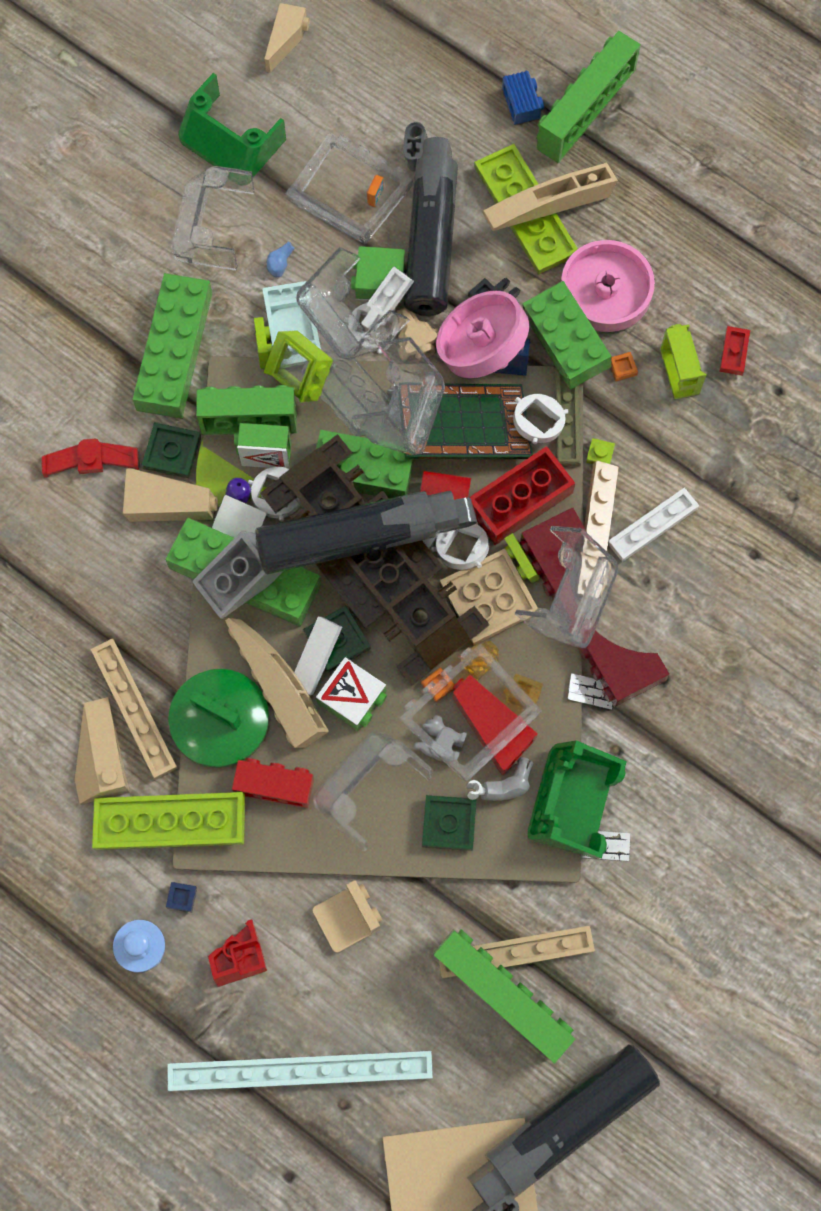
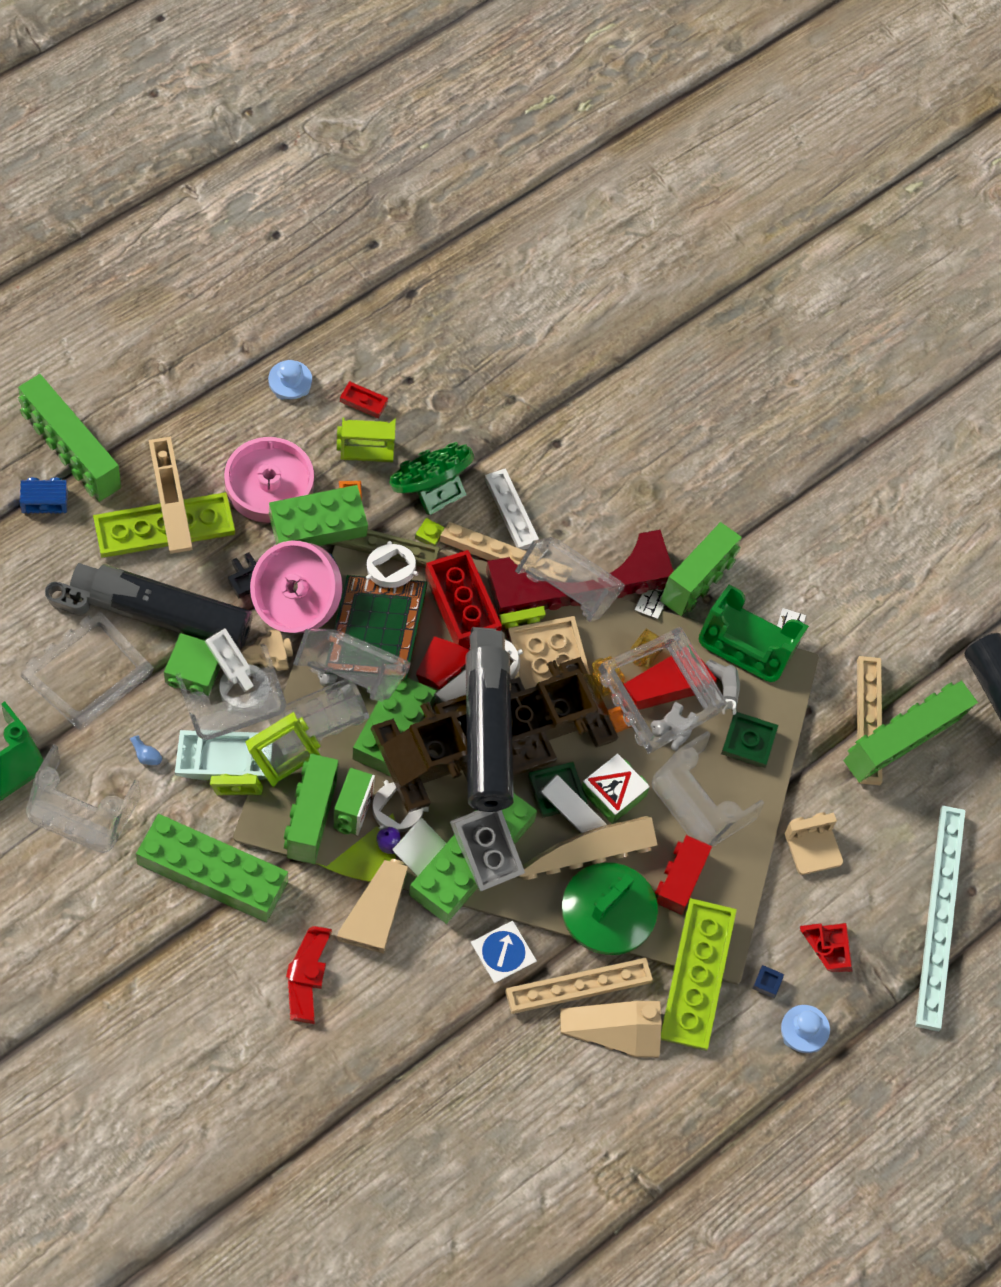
camera: 85 degrees left, 10 degrees down
(151, 627) = (503, 952): none -> piece
(171, 450) = (323, 895): dark green plate -> none
(375, 190) = (101, 647): orange tile -> none
(637, 729) = (701, 569): none -> bright green brick
(659, 435) = (435, 476): none -> green bracket
(733, 277) = (290, 380): none -> light blue plate

